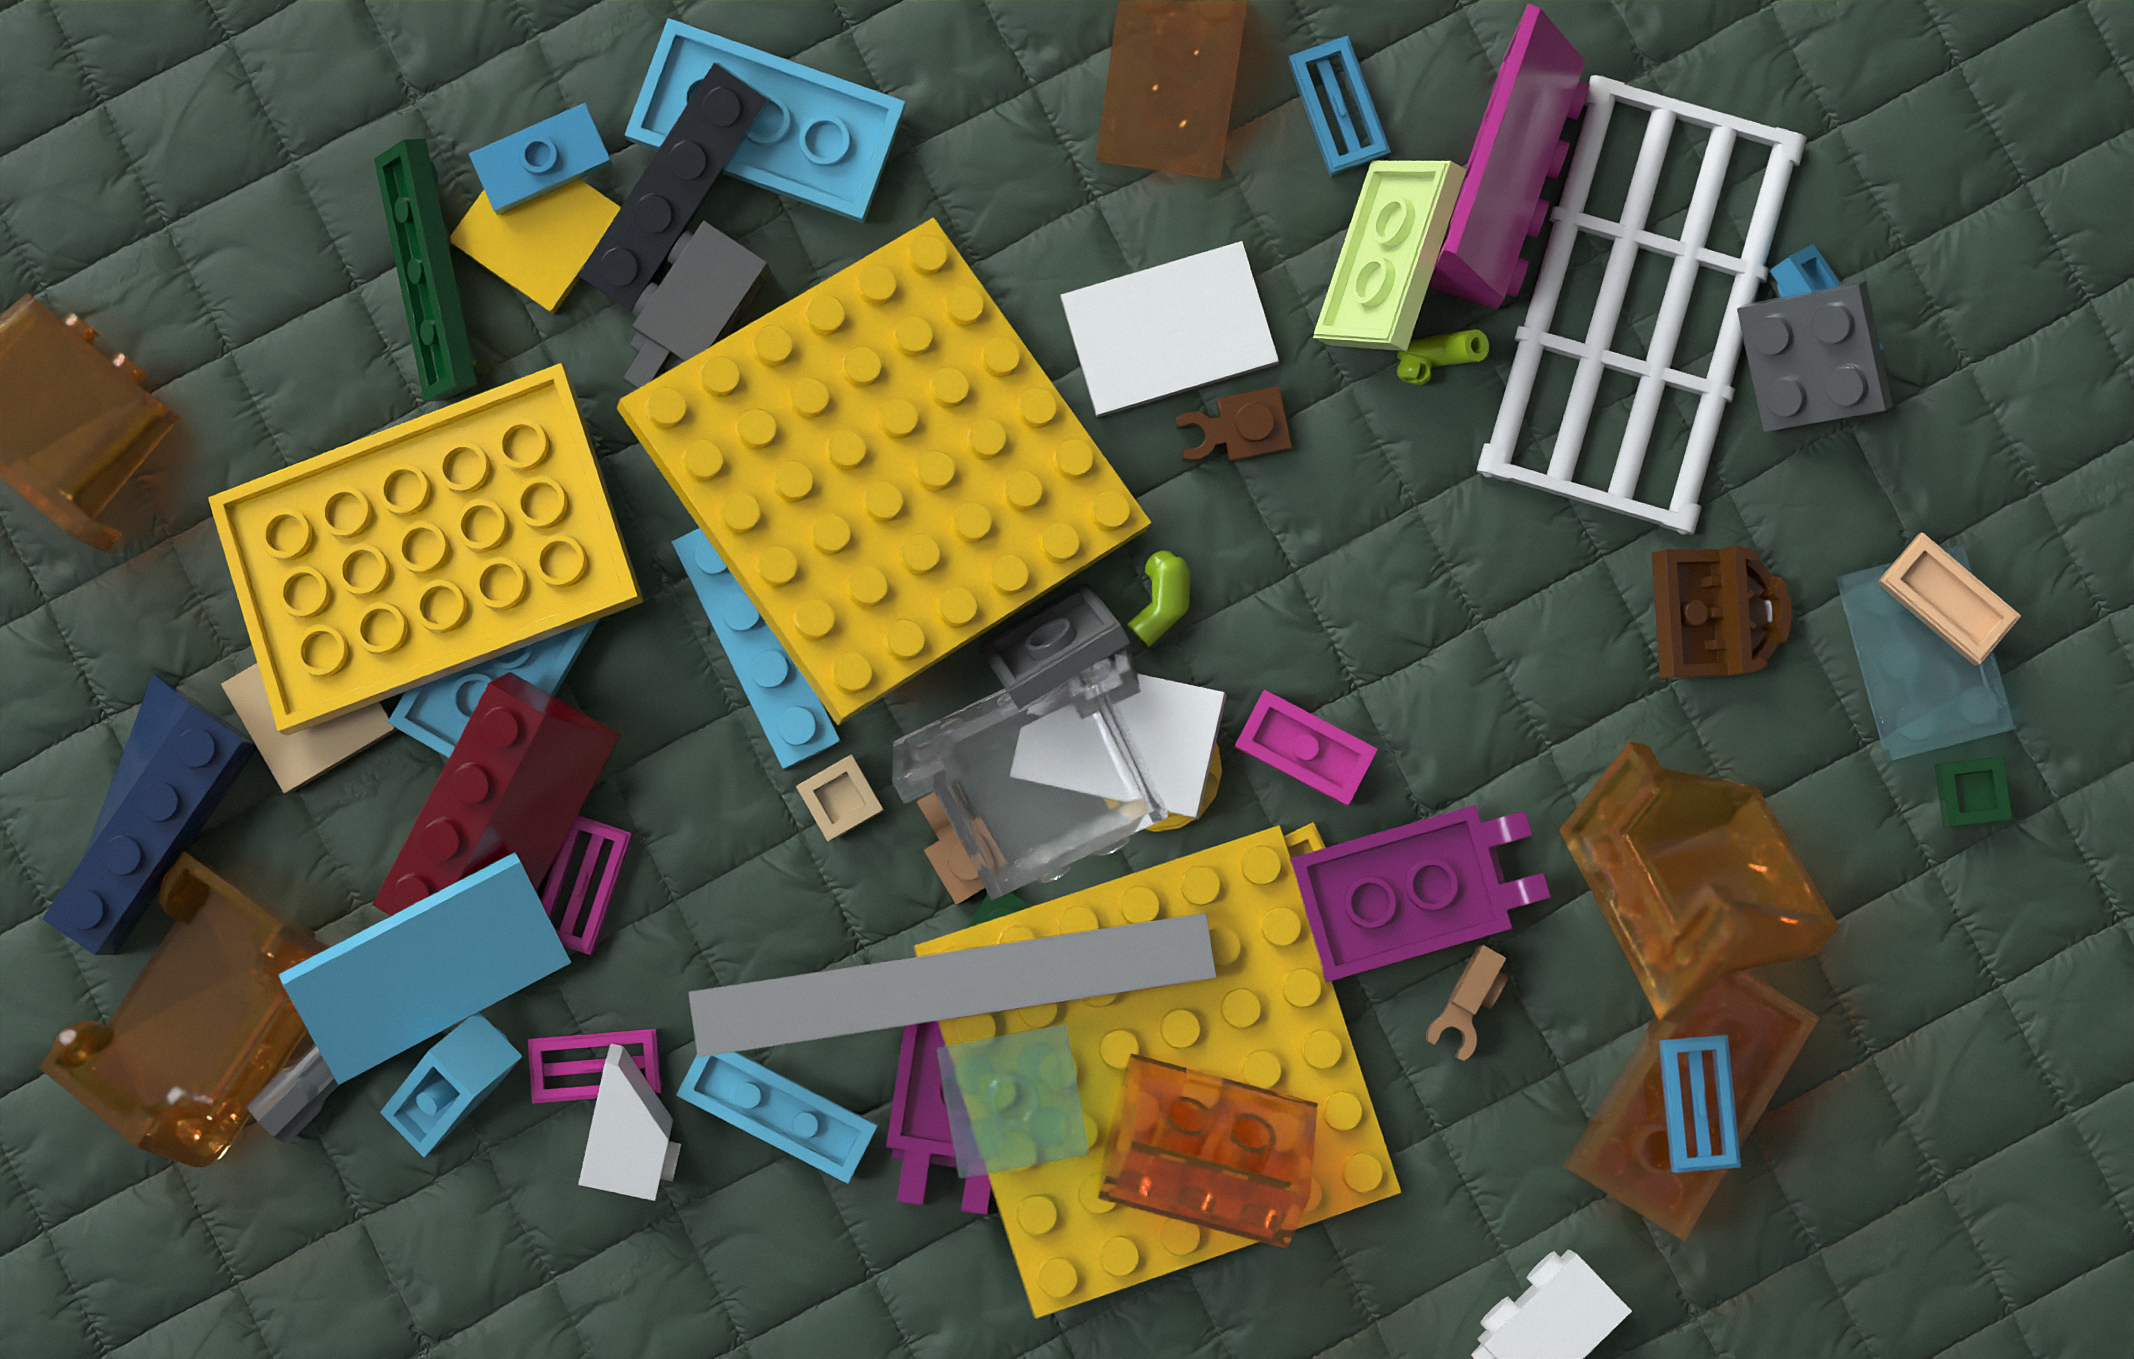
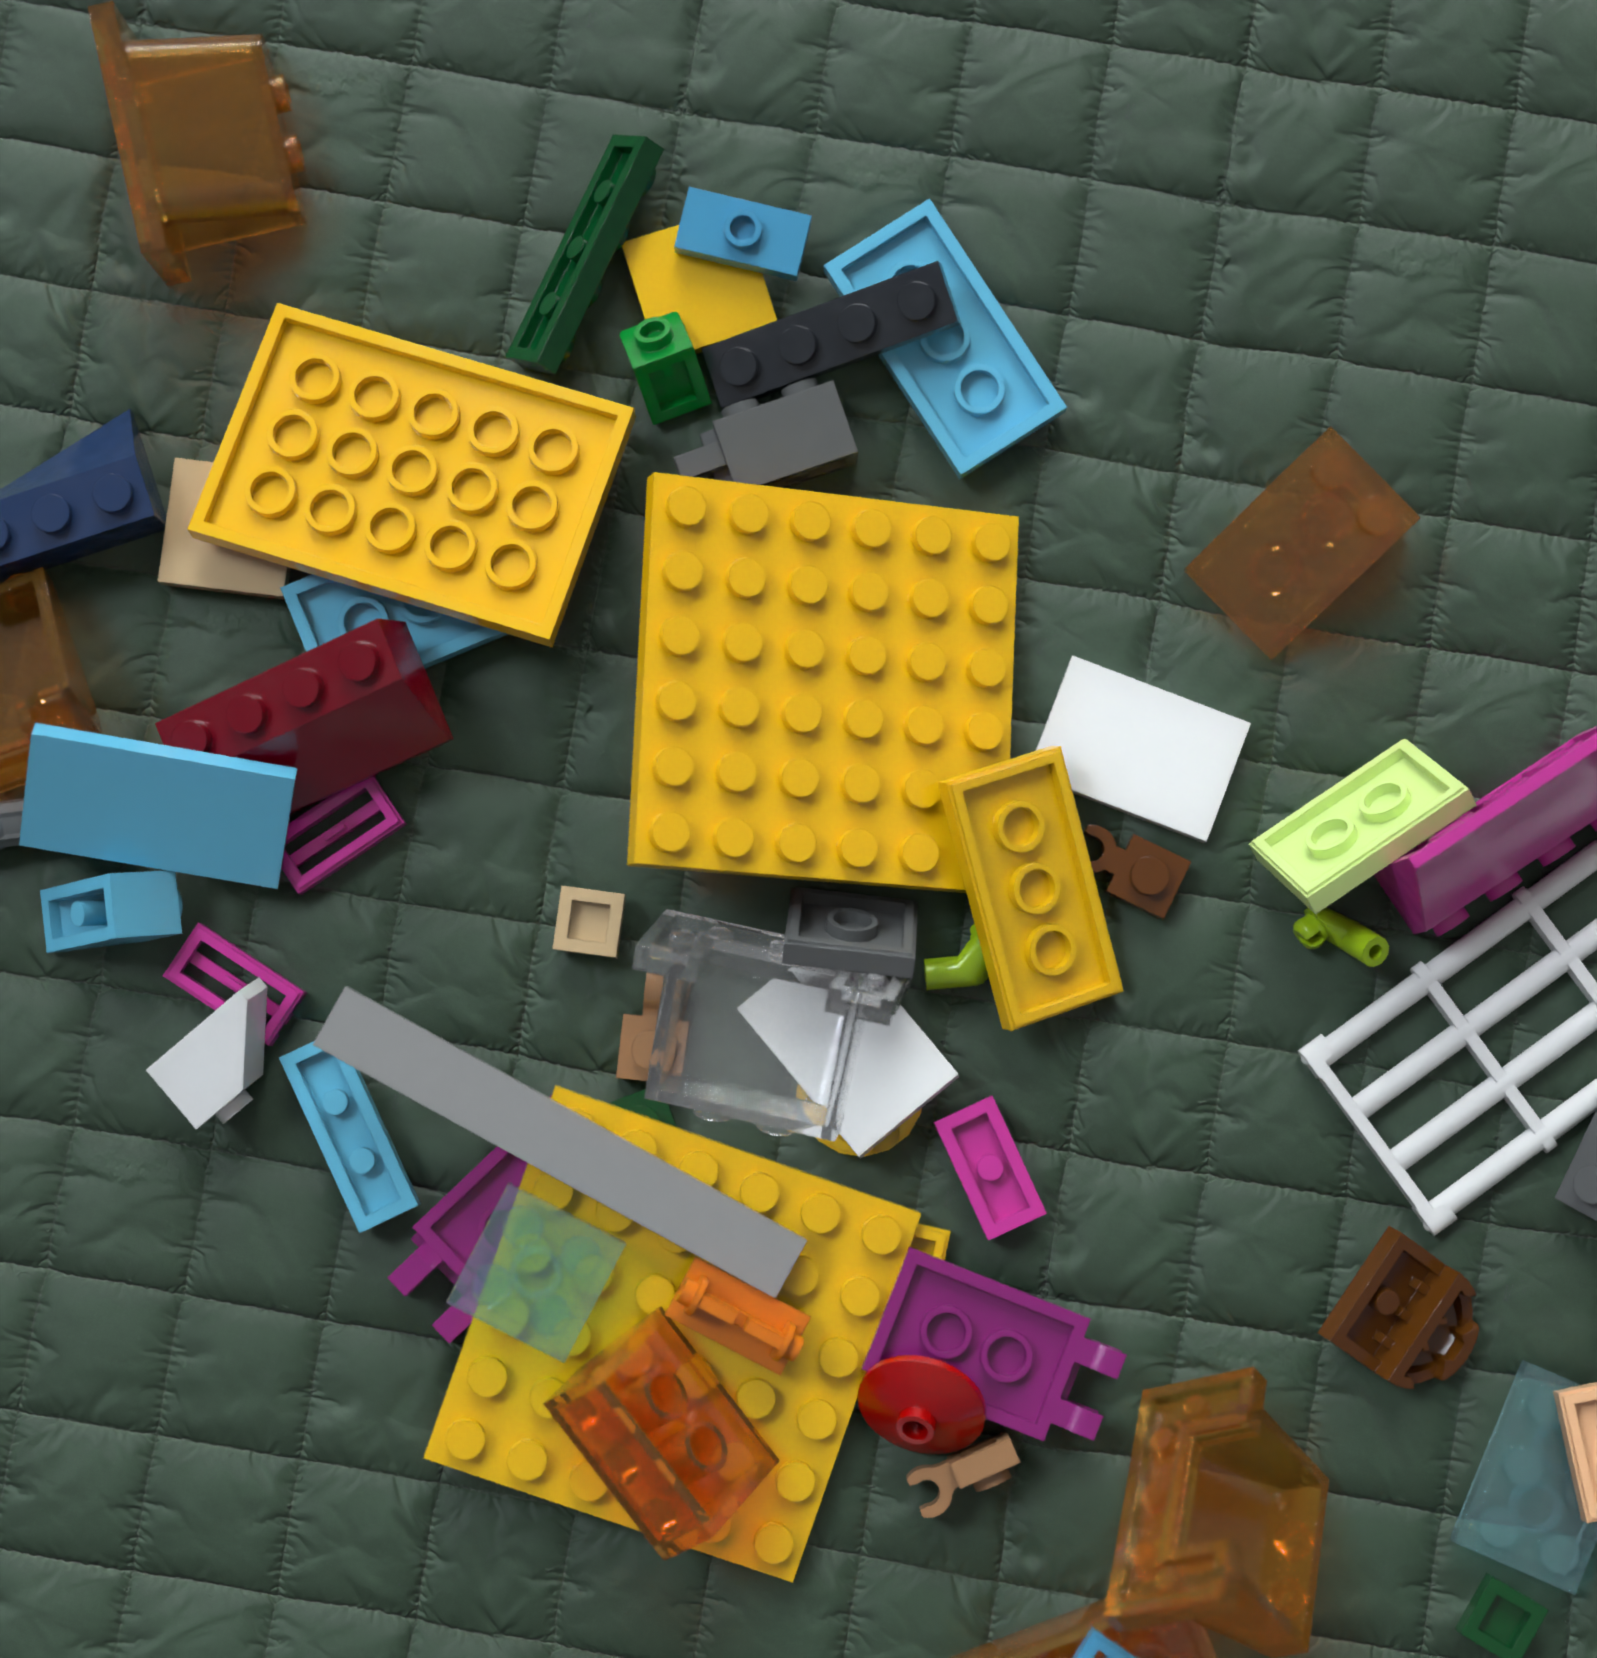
camera: 35 degrees right, 0 degrees up
(560, 312) = (665, 367): none -> green bracket
(774, 685) = (602, 802): medium azure plate -> none
(1168, 501) = (1031, 887): none -> yellow tile
(1198, 1014) = (738, 1316): none -> orange hinge
(1356, 156) = (1395, 724): dark azure tile -> none
(1395, 973) = (922, 1404): none -> red dish

